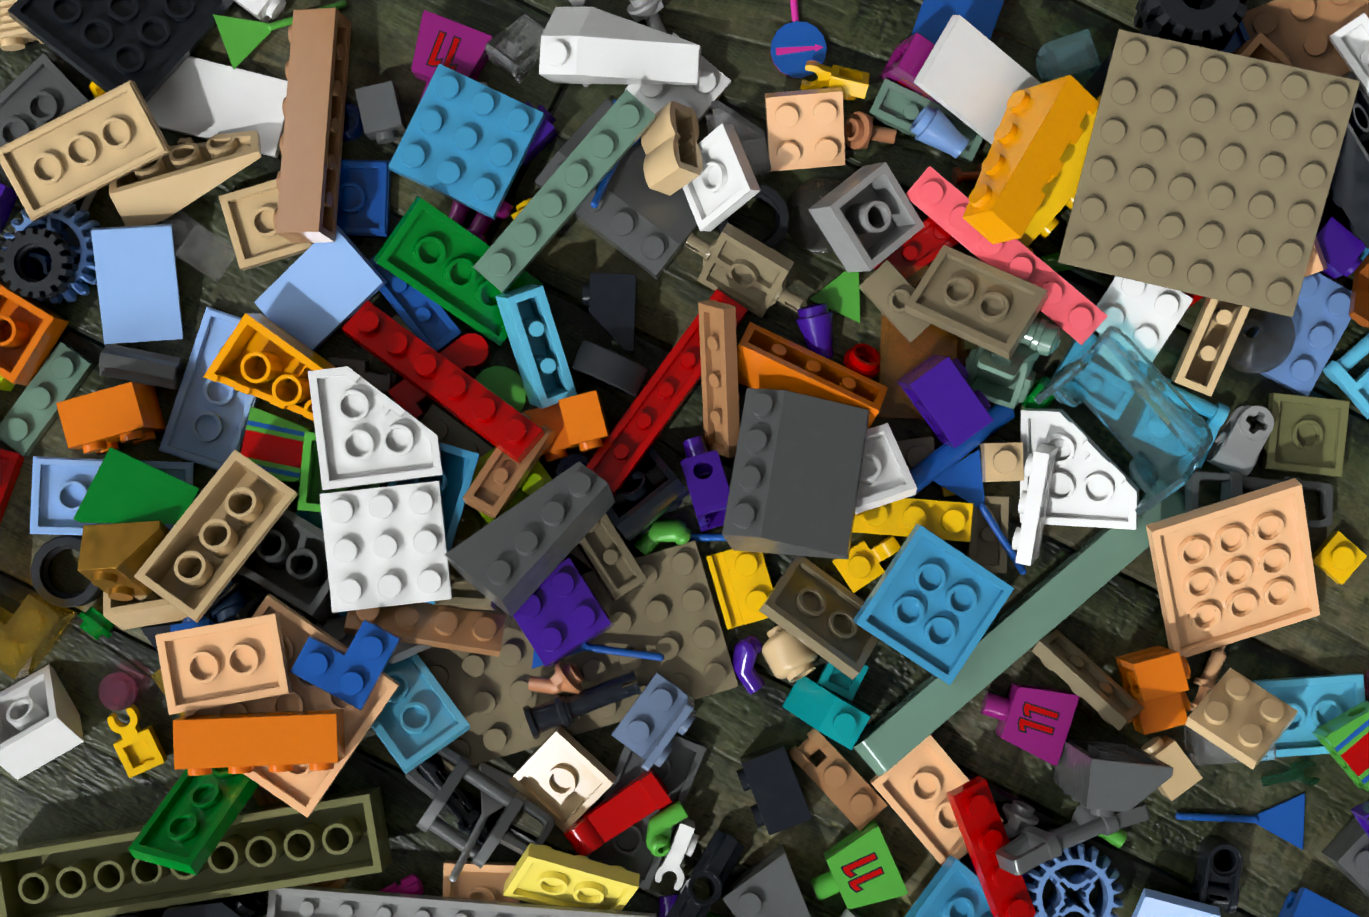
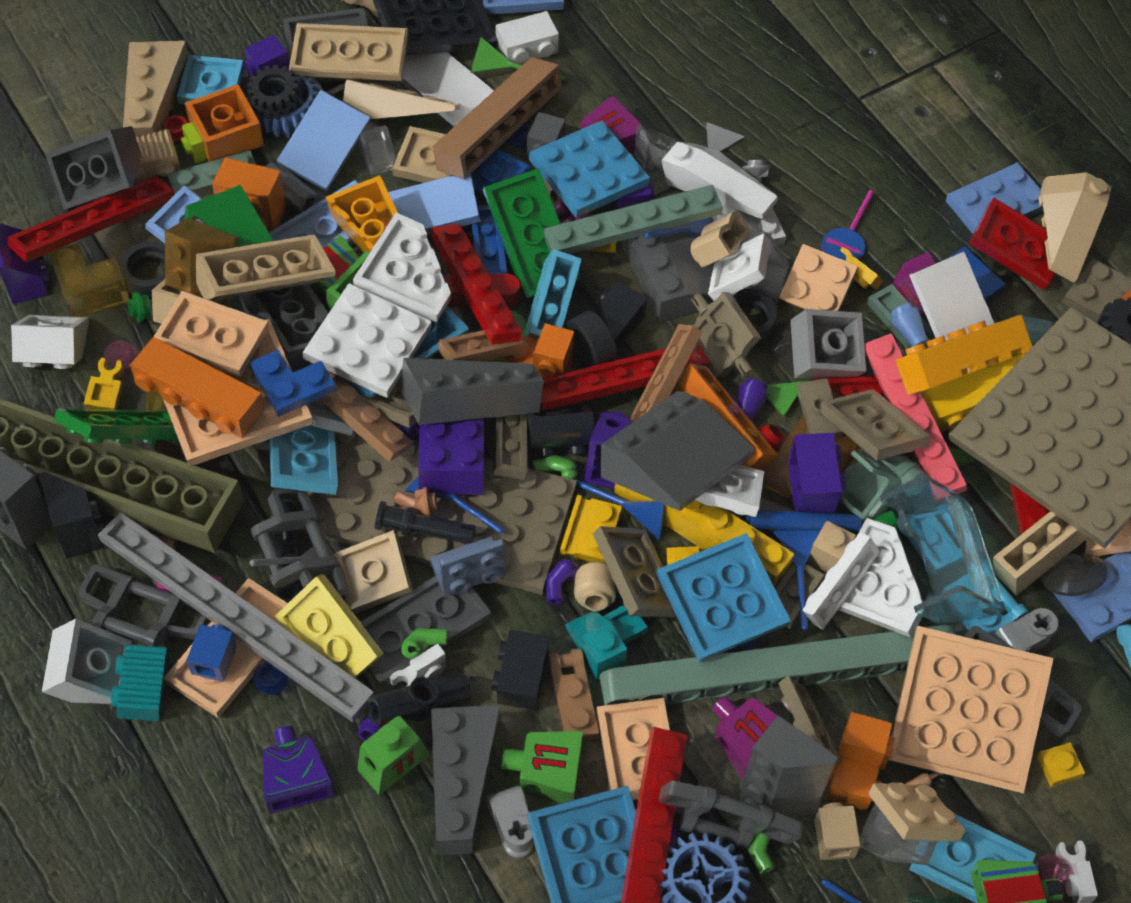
camera: 30 degrees right, 30 degrees down
(618, 812) = (399, 610): red leg -> none
(860, 130) = (859, 304): nougat plate -> none
(1143, 312) = (999, 510): white plate -> none
(1306, 435) = (1081, 661): olive plate -> none

